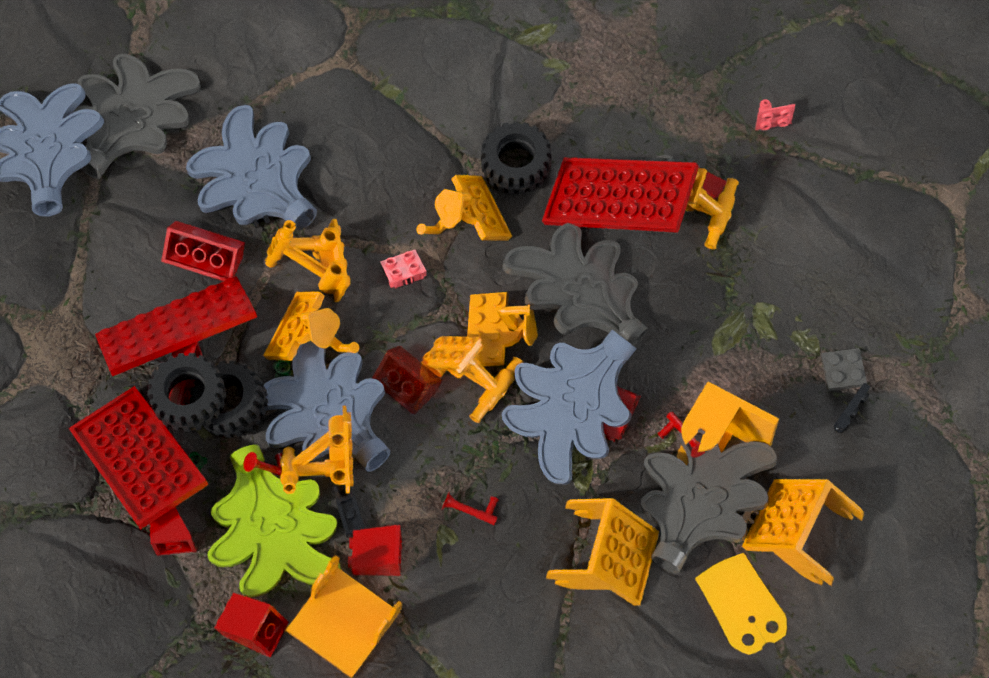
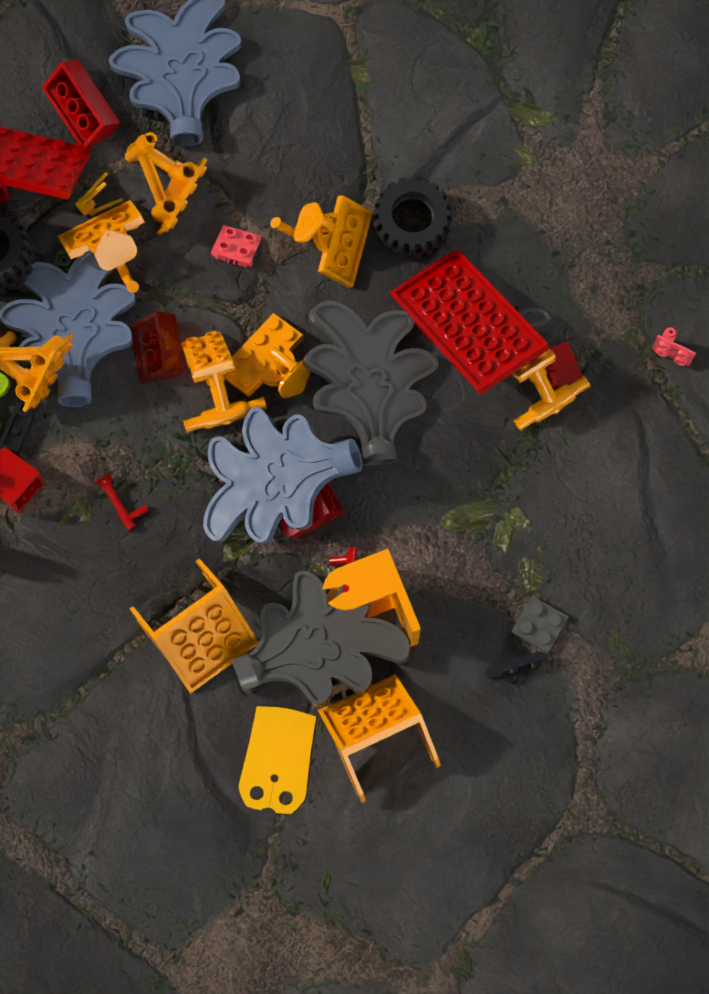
camera: 35 degrees right, 10 degrees up
(266, 317) = (87, 204): none -> yellow plant

